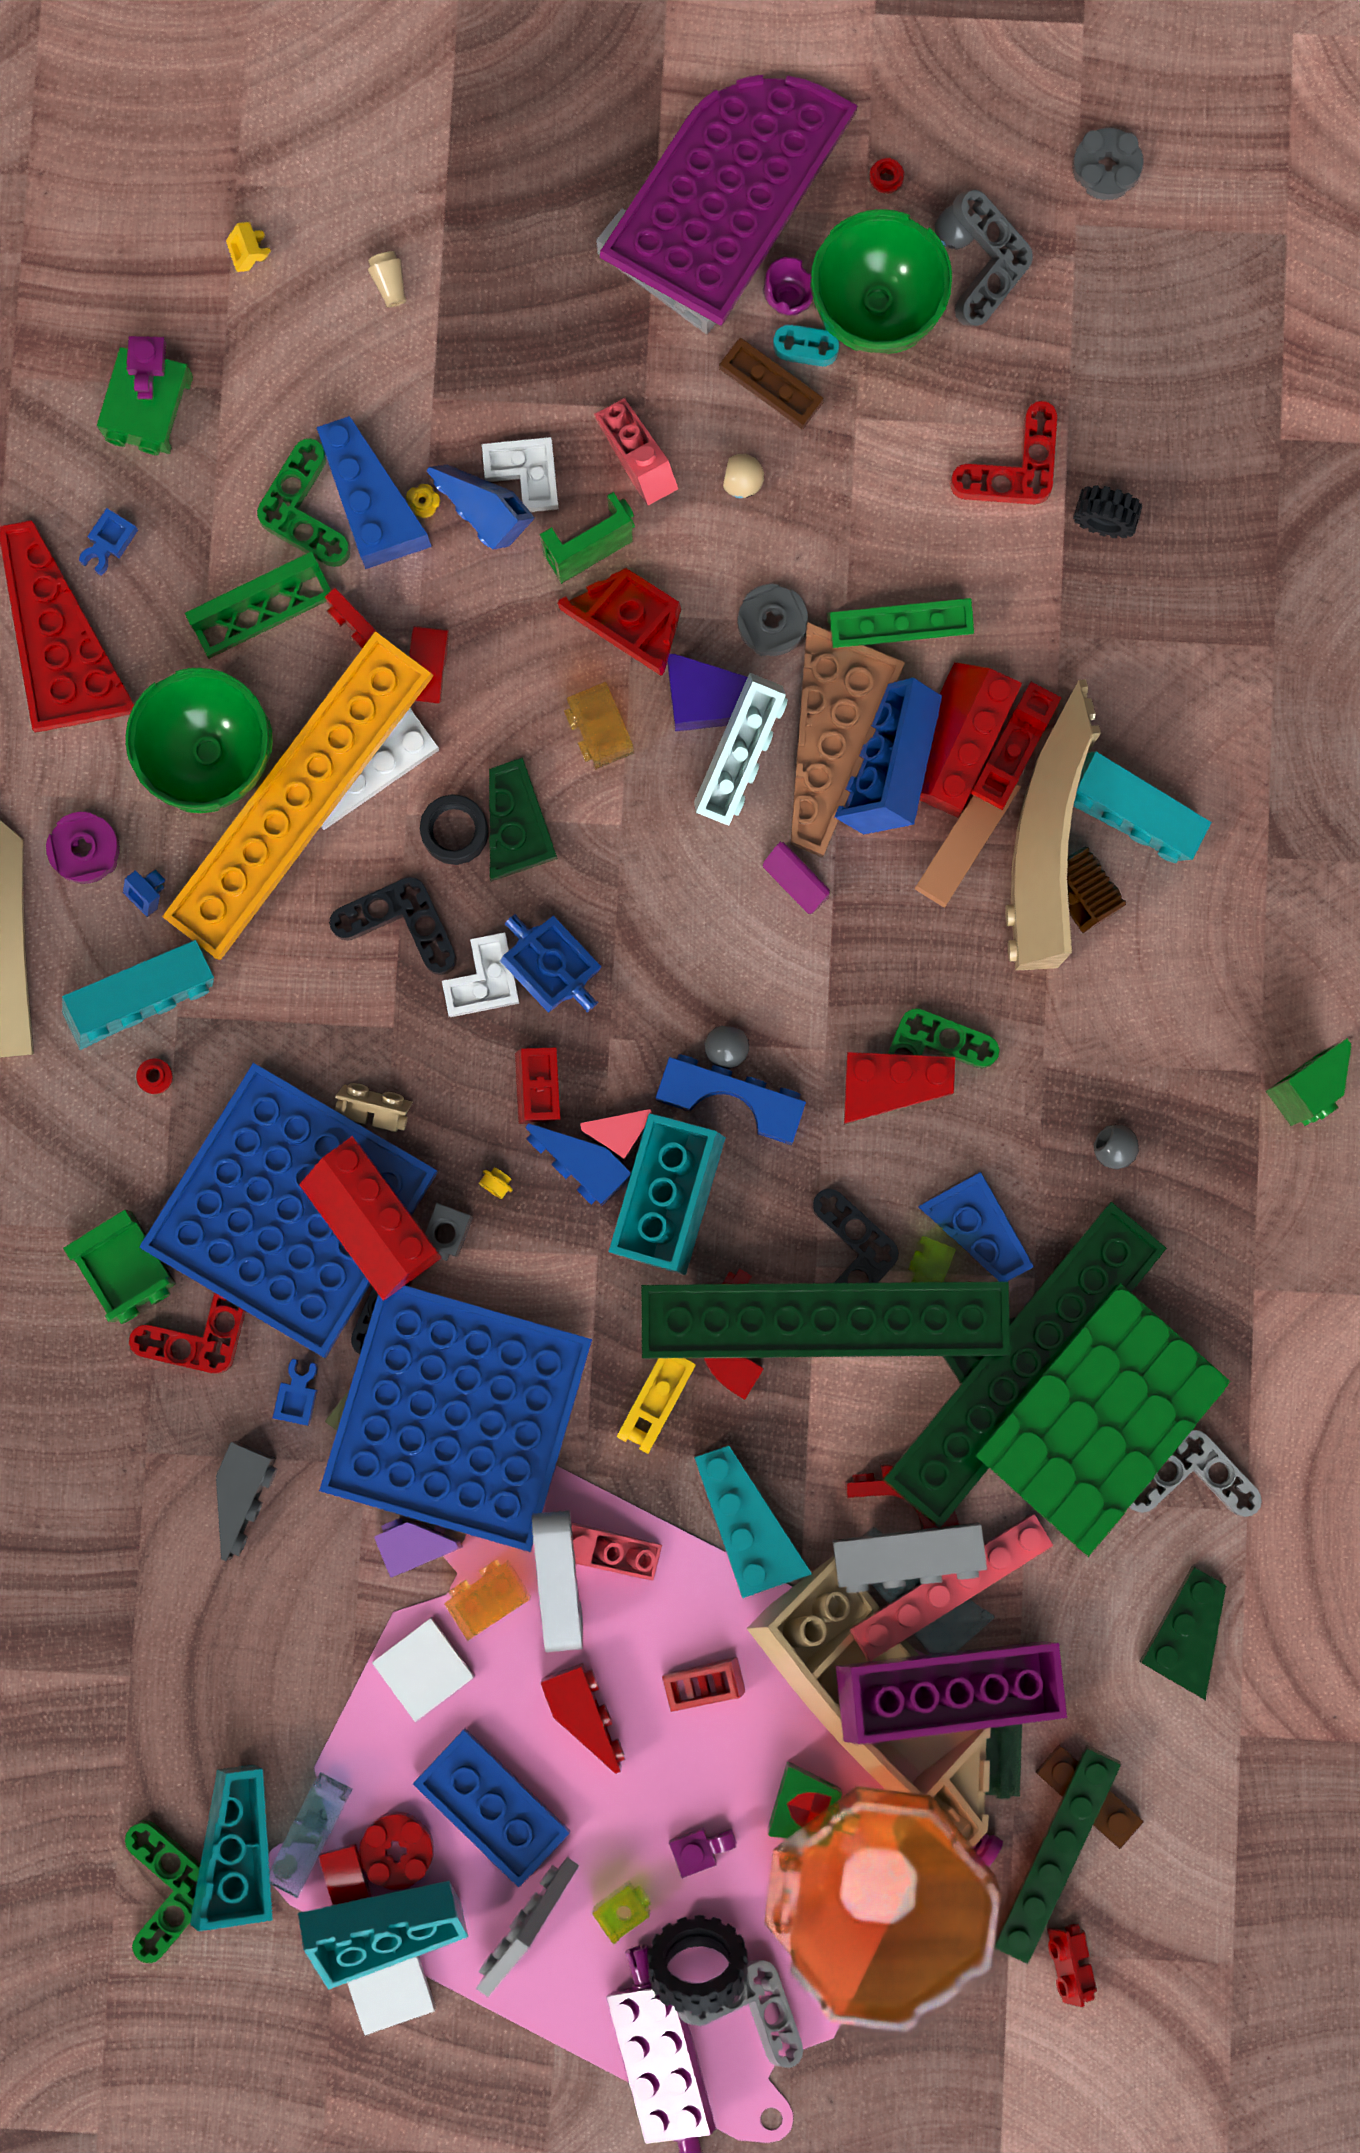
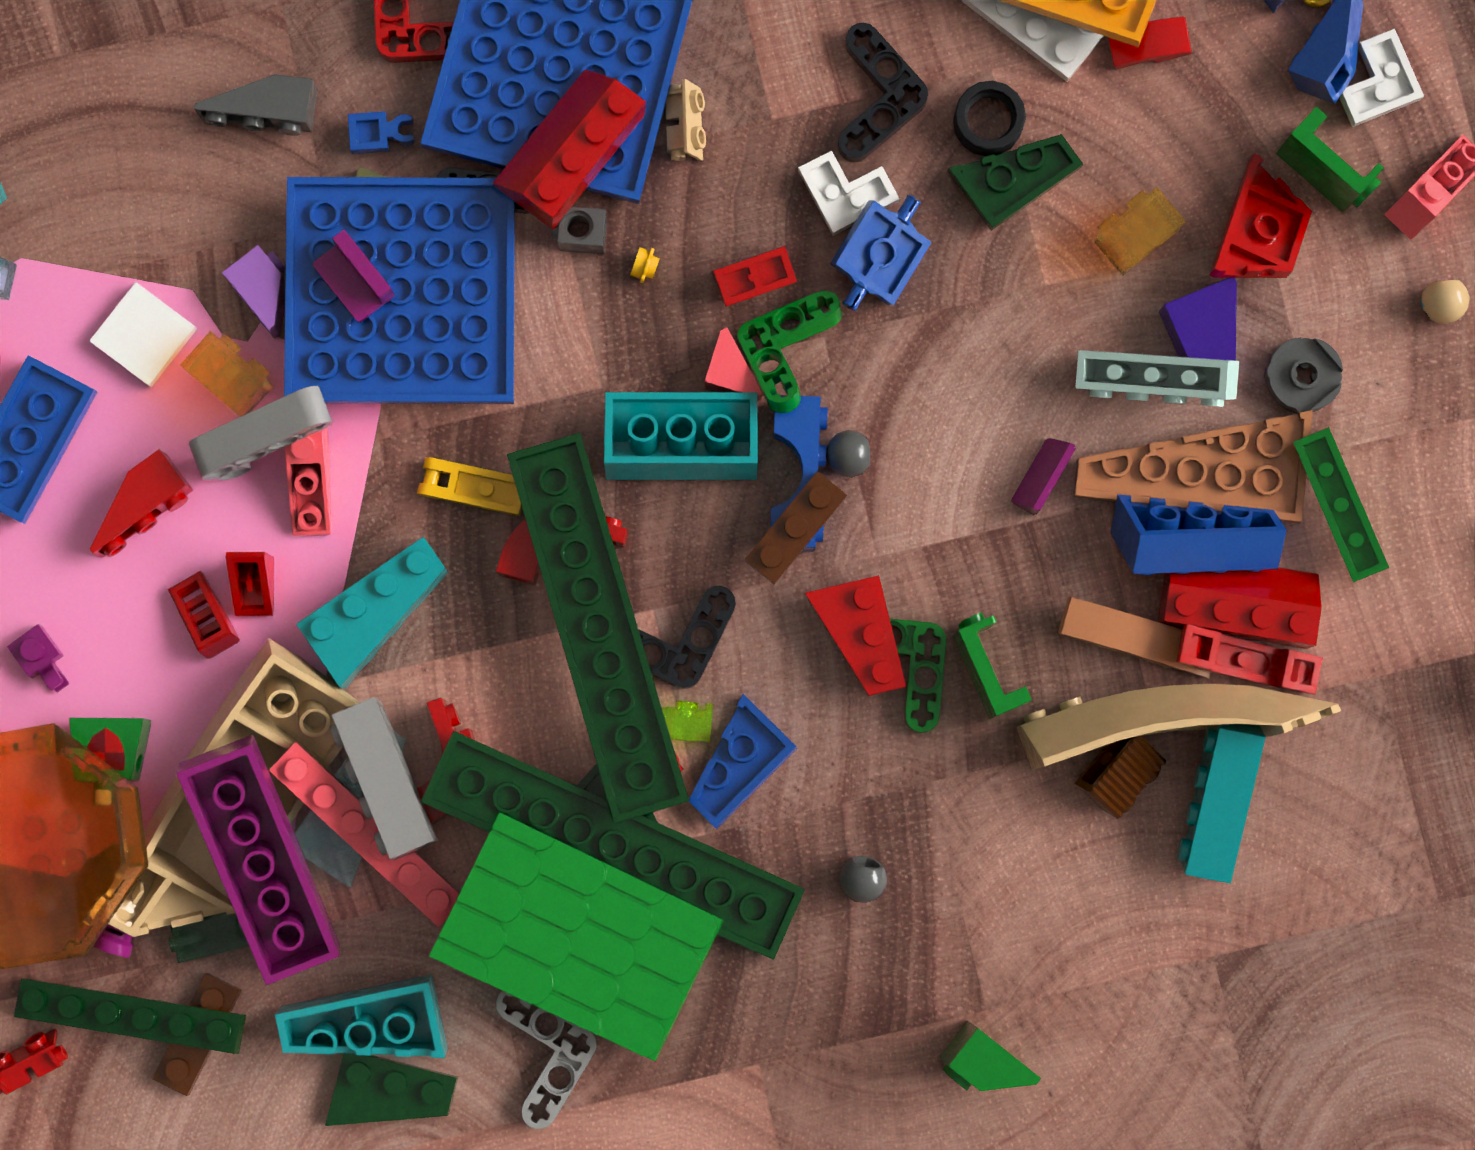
camera: 70 degrees right, 0 degrees up
(434, 1455) = (353, 277): none -> magenta panel
(588, 1163) = (688, 353): blue slope -> none
(600, 1083) = (775, 338): none -> green beam
(689, 1630) = (251, 582): none -> red slope
(784, 1114) = (795, 527): none -> reddish brown plate
(991, 981) = (980, 669): none -> green panel
(1122, 1635) = (379, 1019): none -> teal wedge

